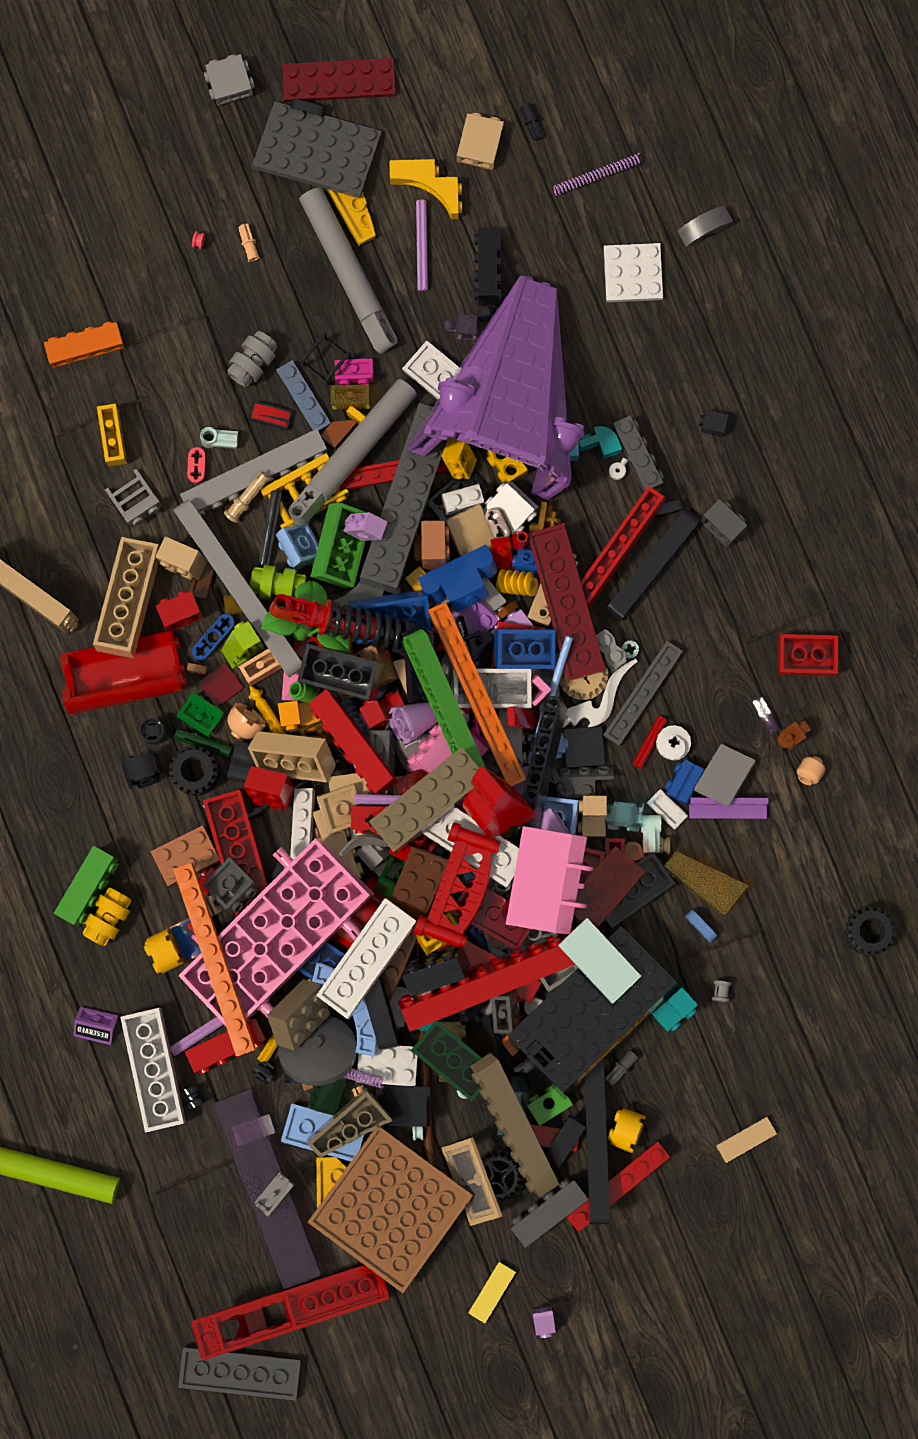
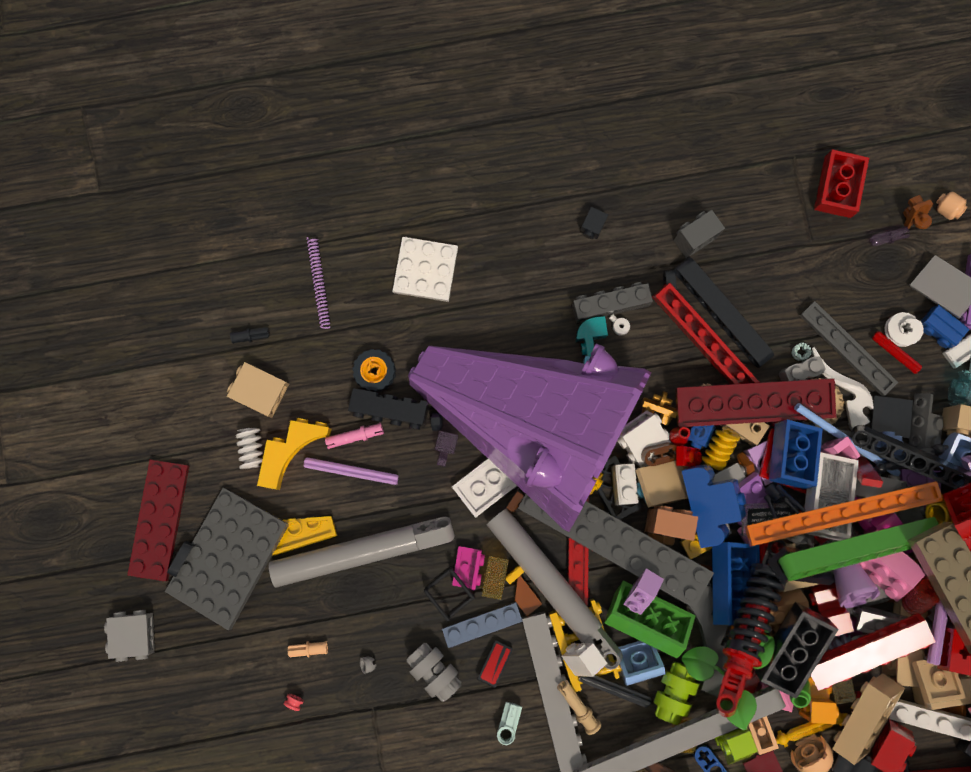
camera: 80 degrees left, 0 degrees up
(192, 465) = (532, 747): coral beam -> none
(246, 298) = (366, 664): none -> light grey hinge
(293, 486) = (584, 659): none -> white brick
(423, 145) = (249, 449): none -> white piece
(423, 397) = (515, 502): none -> reddish brown tile
(459, 246) = (362, 433): none -> bright pink pin
(519, 255) = (385, 372): none -> black wheel
(705, 224) = (395, 189): flat silver brick -> none

